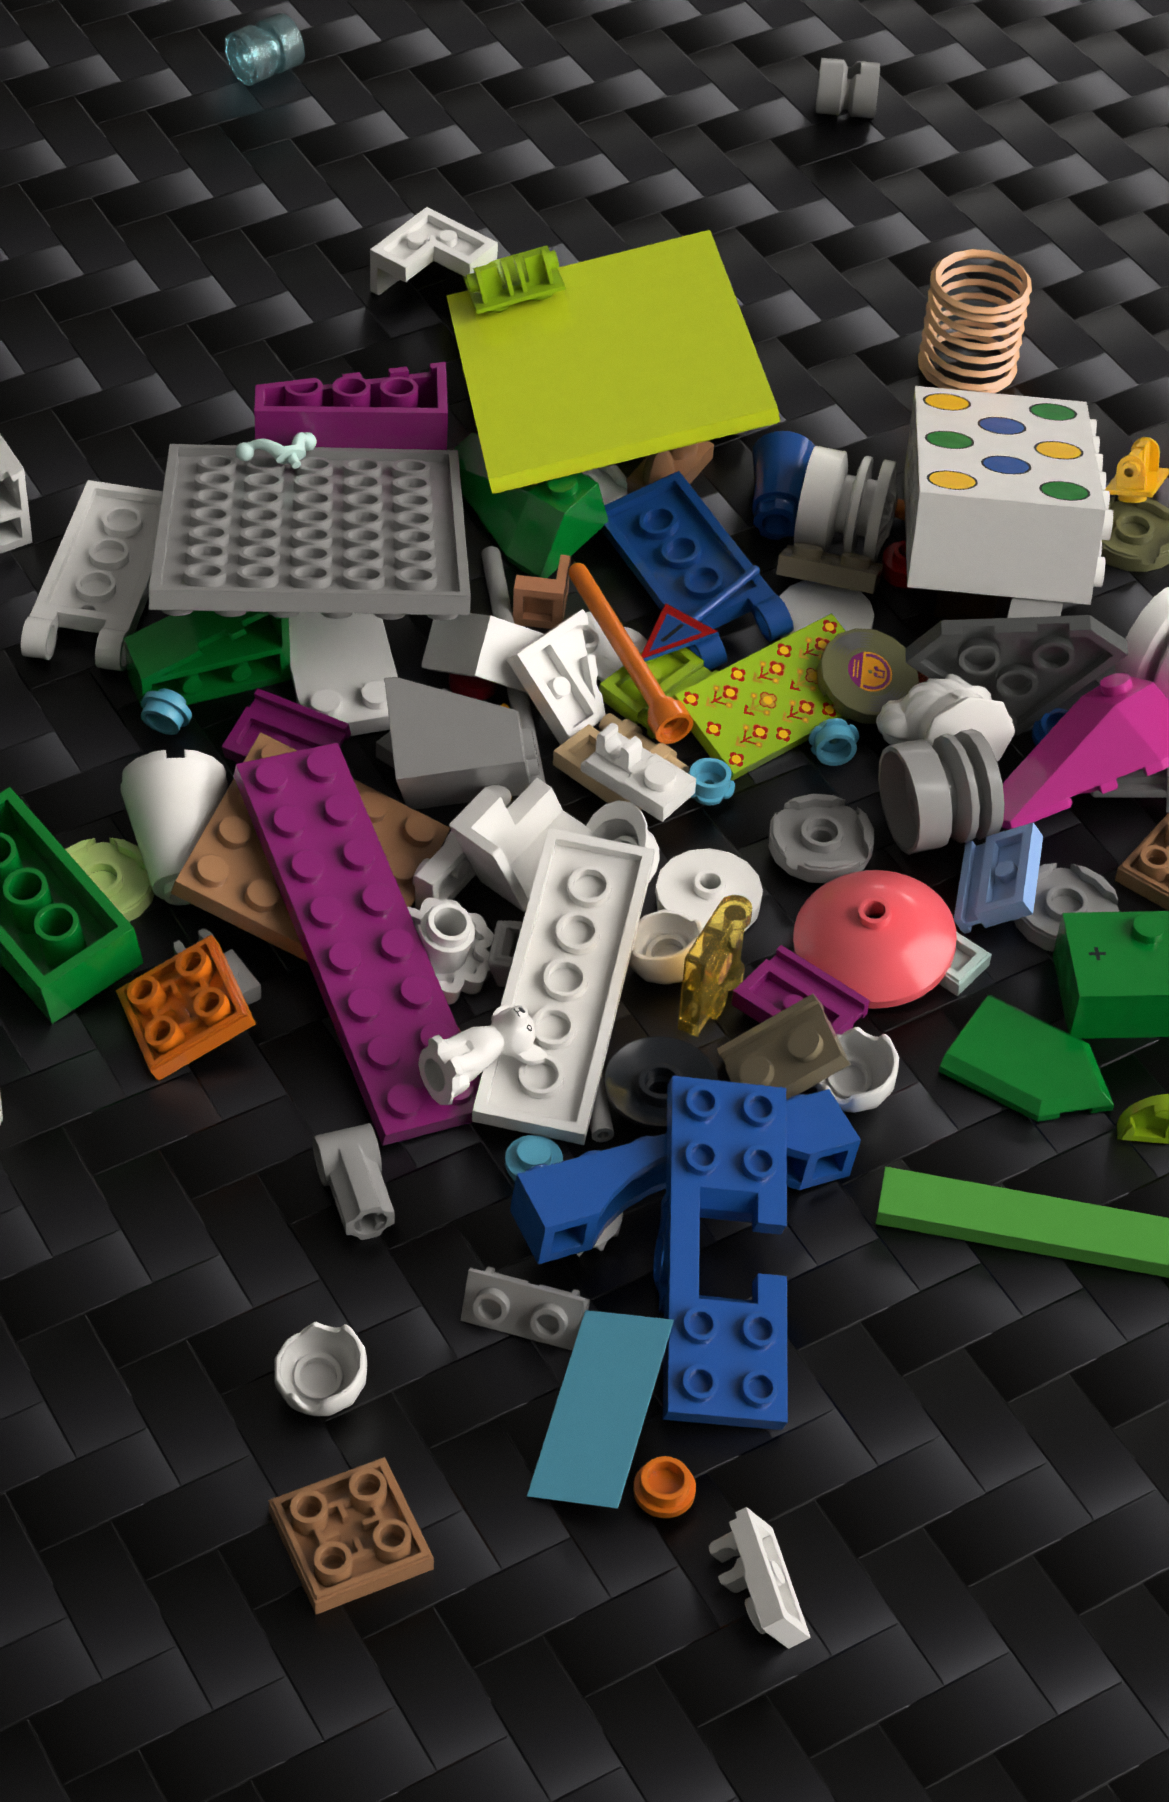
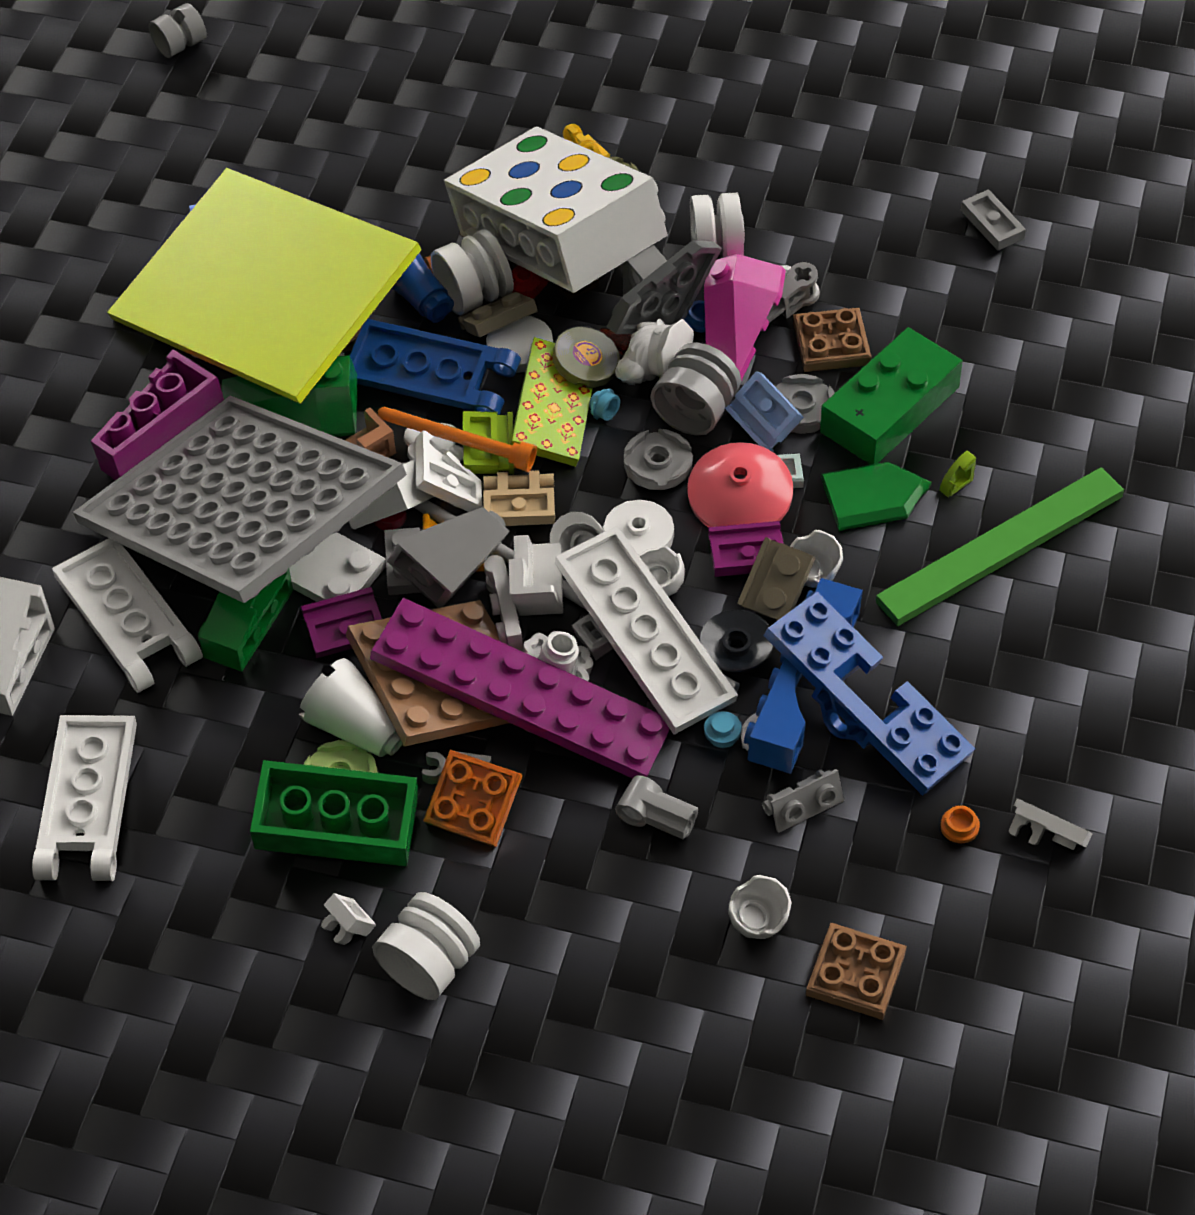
camera: 40 degrees left, 5 degrees up
(165, 711) = (260, 659): medium azure plate -> none
(283, 454) = (152, 453): light aqua piece -> none
(424, 240) = (70, 283): white panel -> none
(454, 1062) = (650, 713): white animal -> none
(514, 280) = (145, 274): lime hinge -> none
(600, 1409) = (897, 813): medium azure sticker -> none
(638, 774) = (543, 496): white plate -> none
(678, 630) = (471, 405): blue piece -> none
(712, 781) = (572, 473): medium azure plate -> none
(714, 964) = (700, 562): clear yellow plate -> none
(939, 298) = (391, 116): light nougat piece -> none

